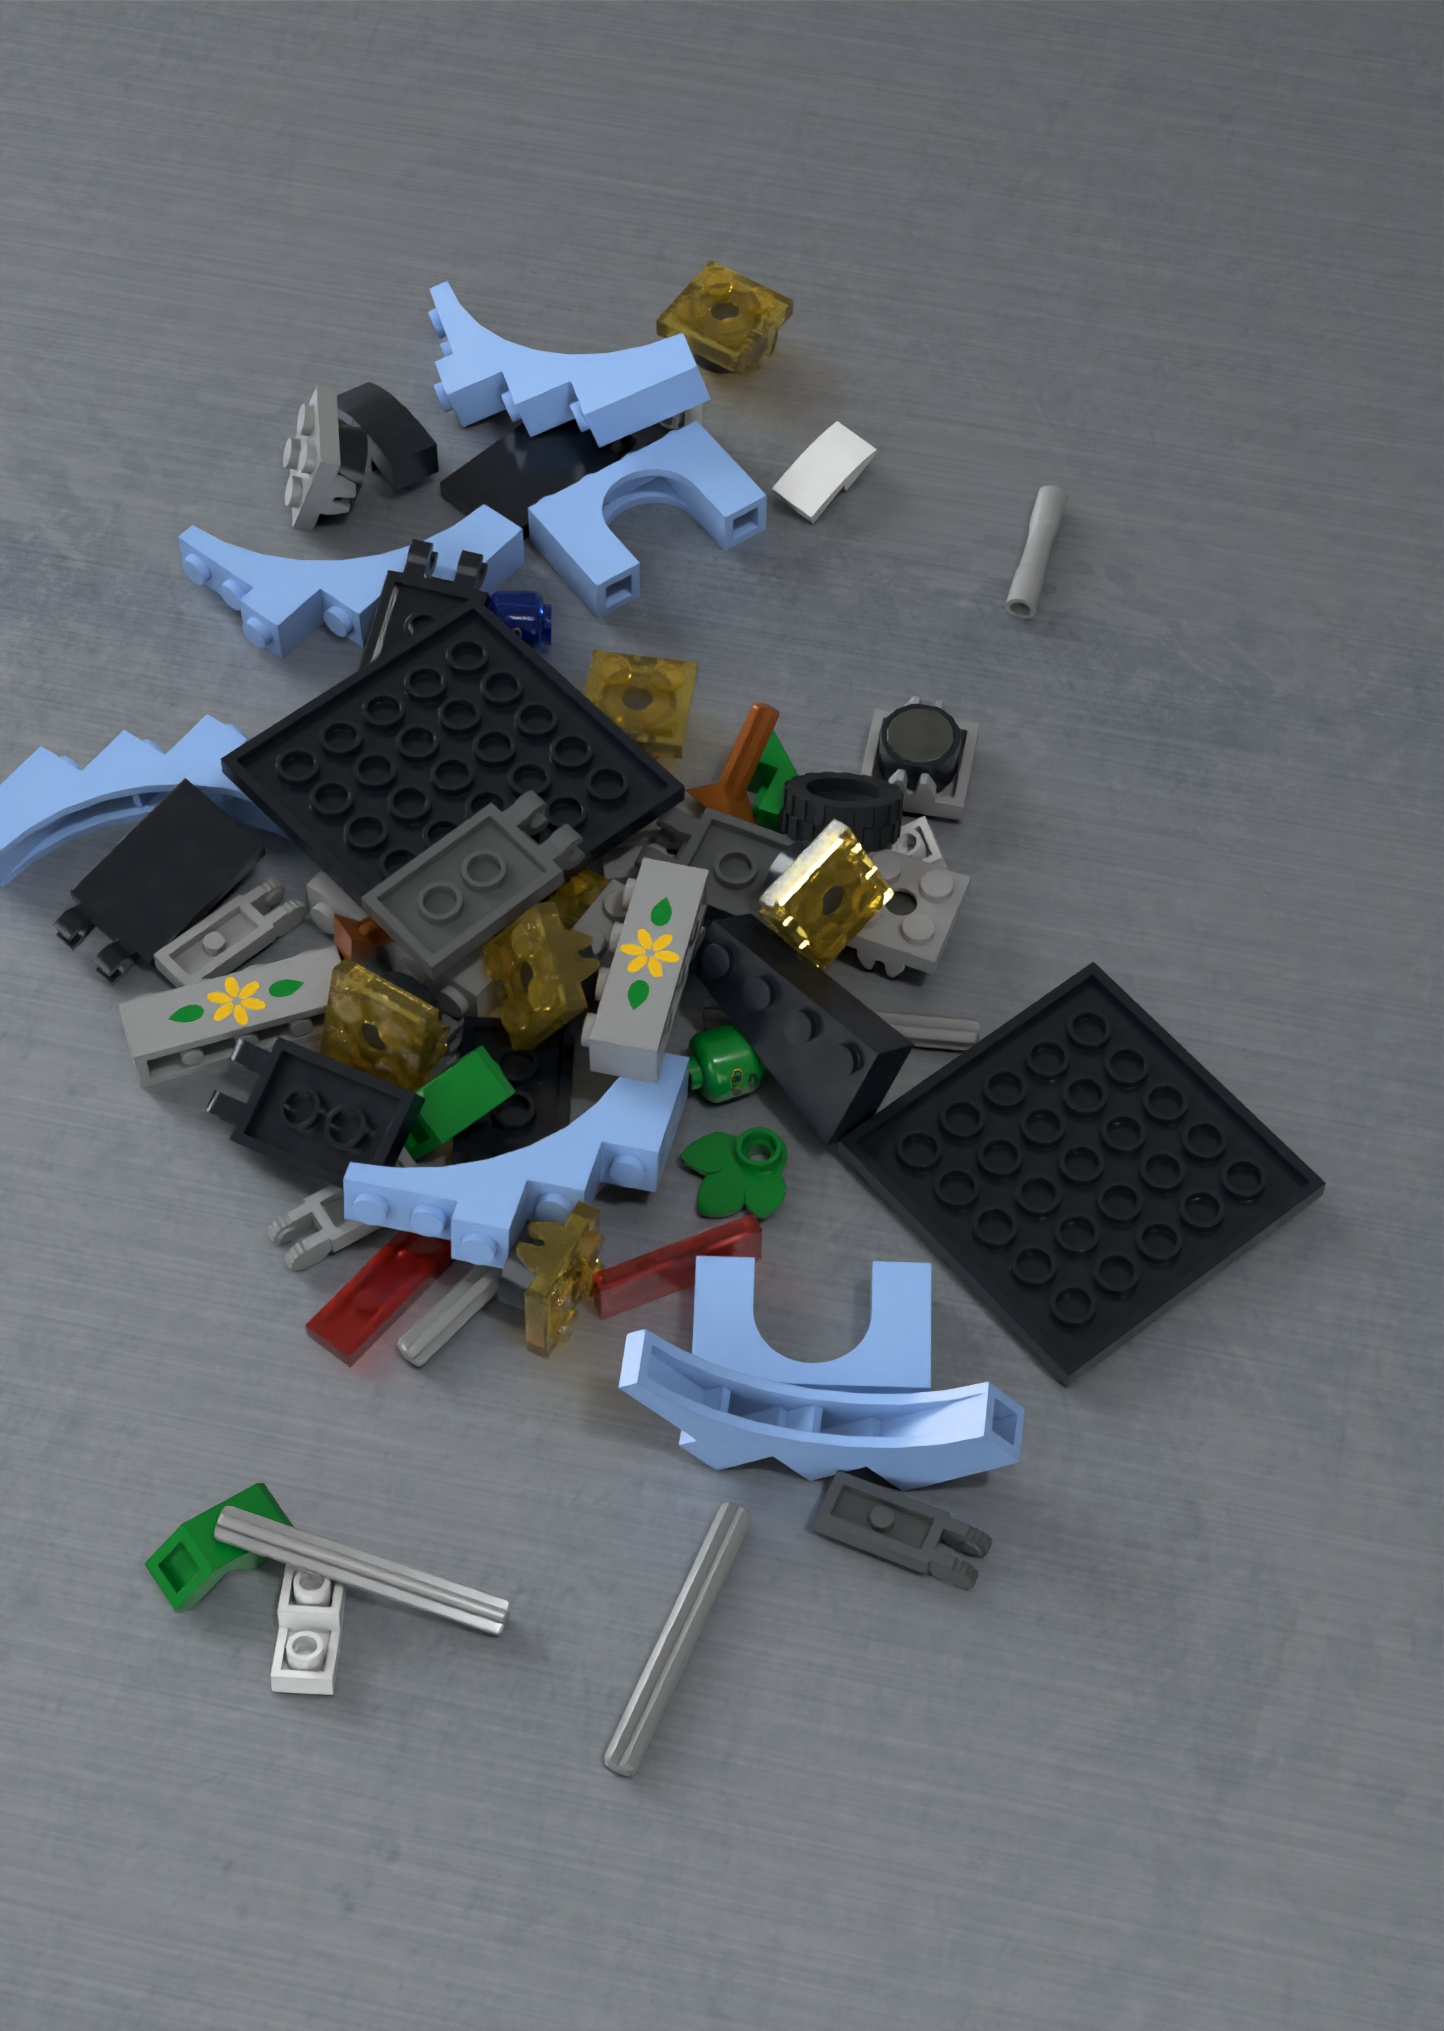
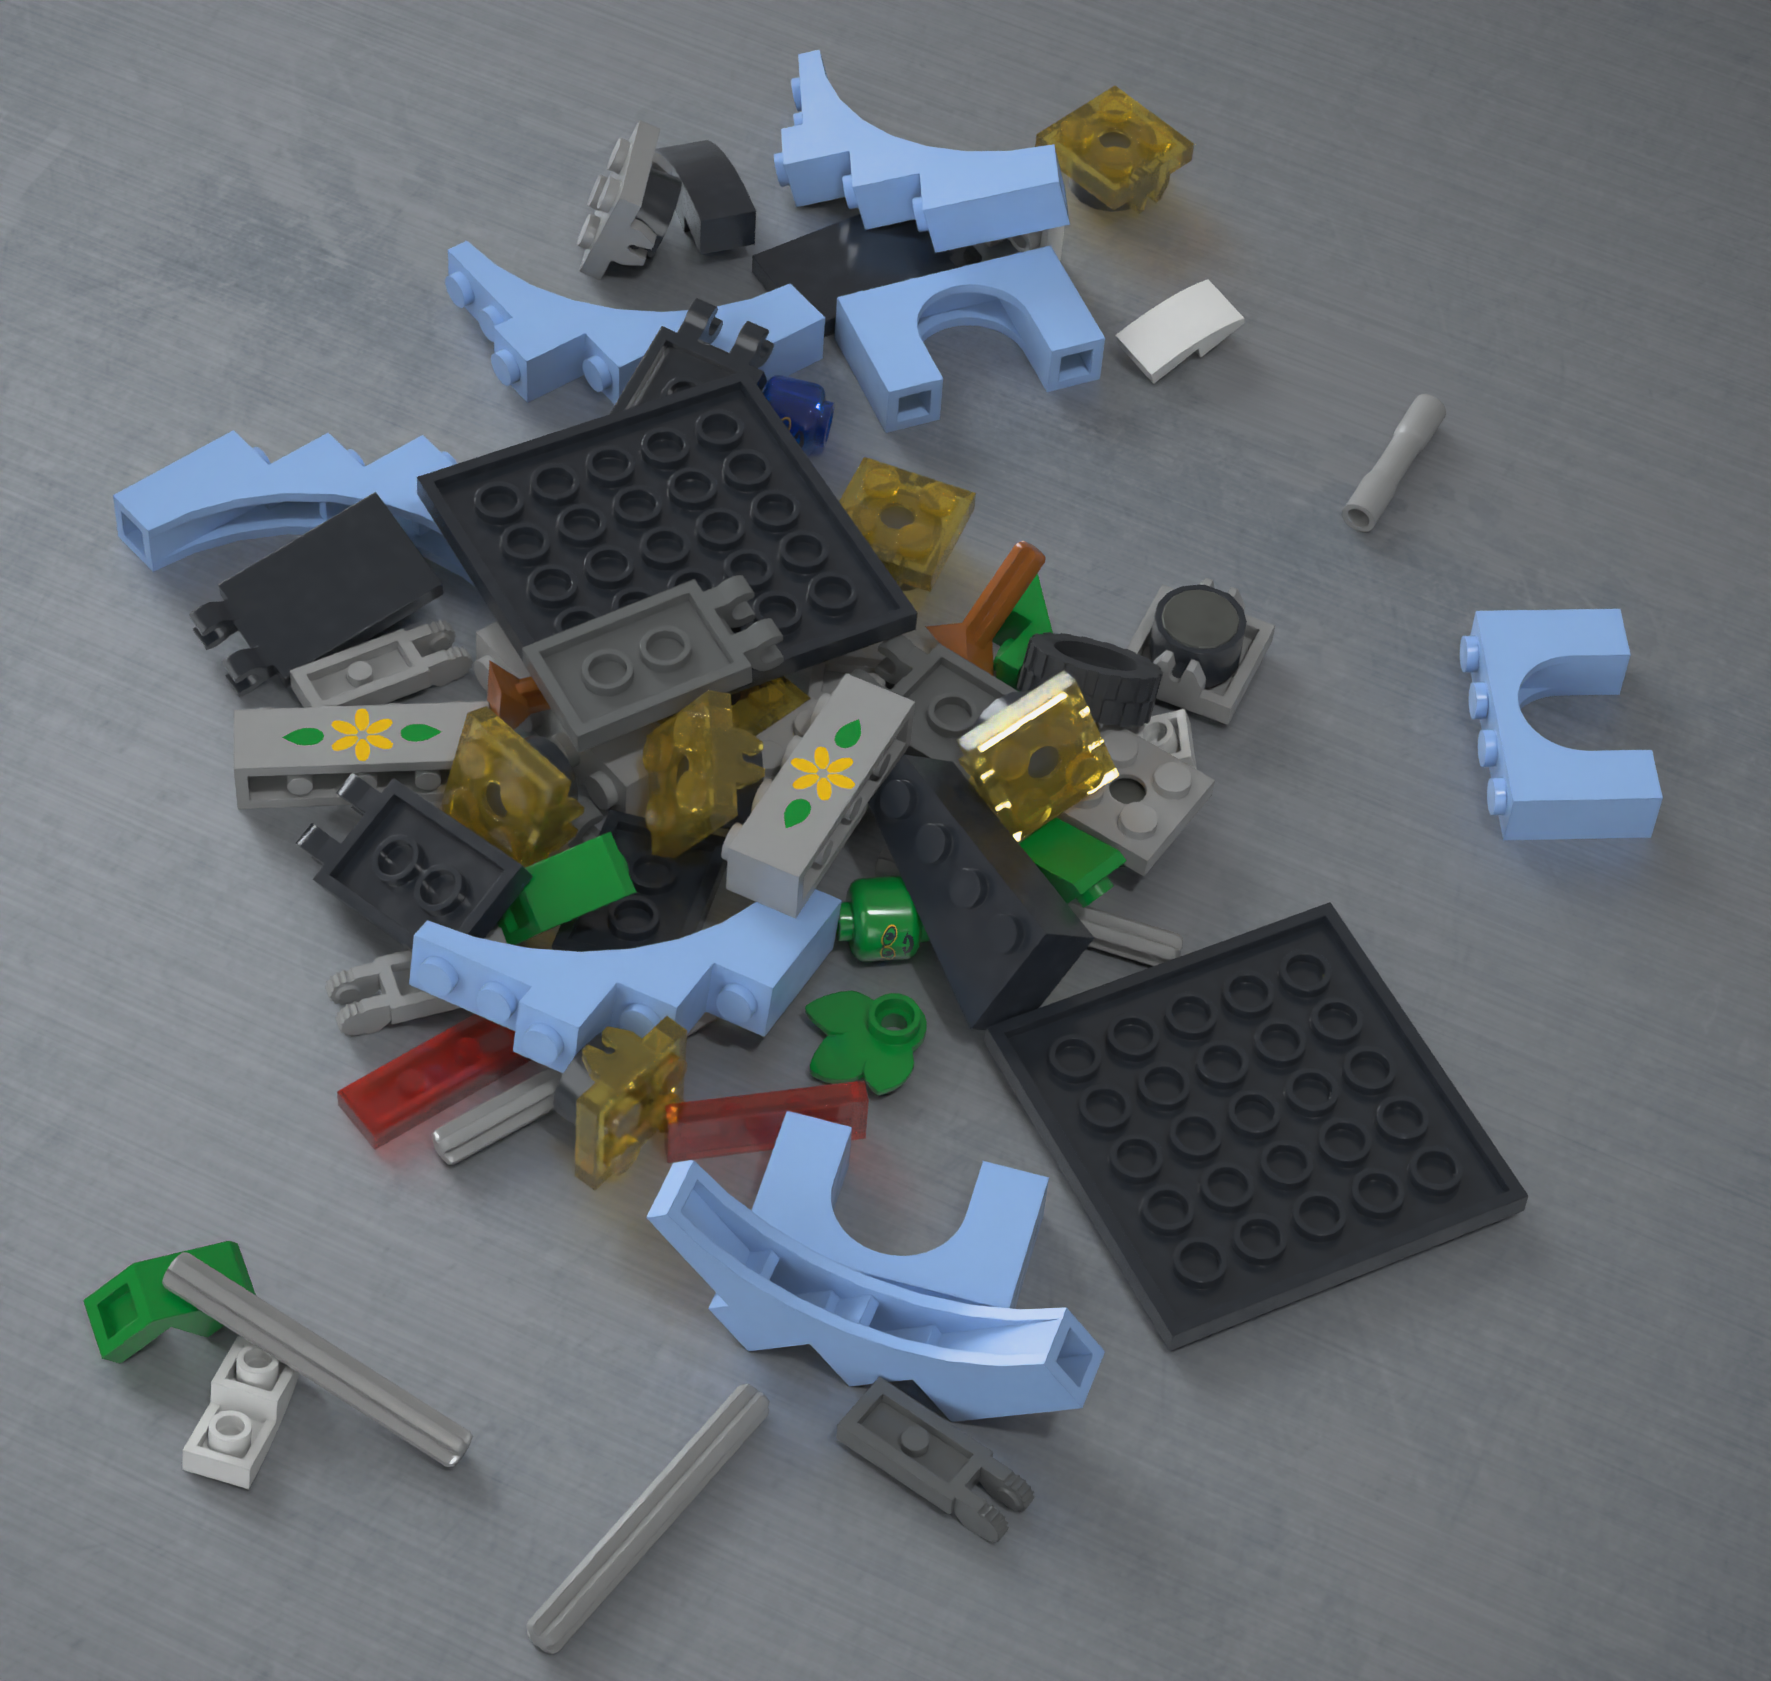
camera: 10 degrees right, 5 degrees down
(874, 977) = (1073, 861): none -> green slope
(1231, 815) = (1534, 783): none -> light blue arch

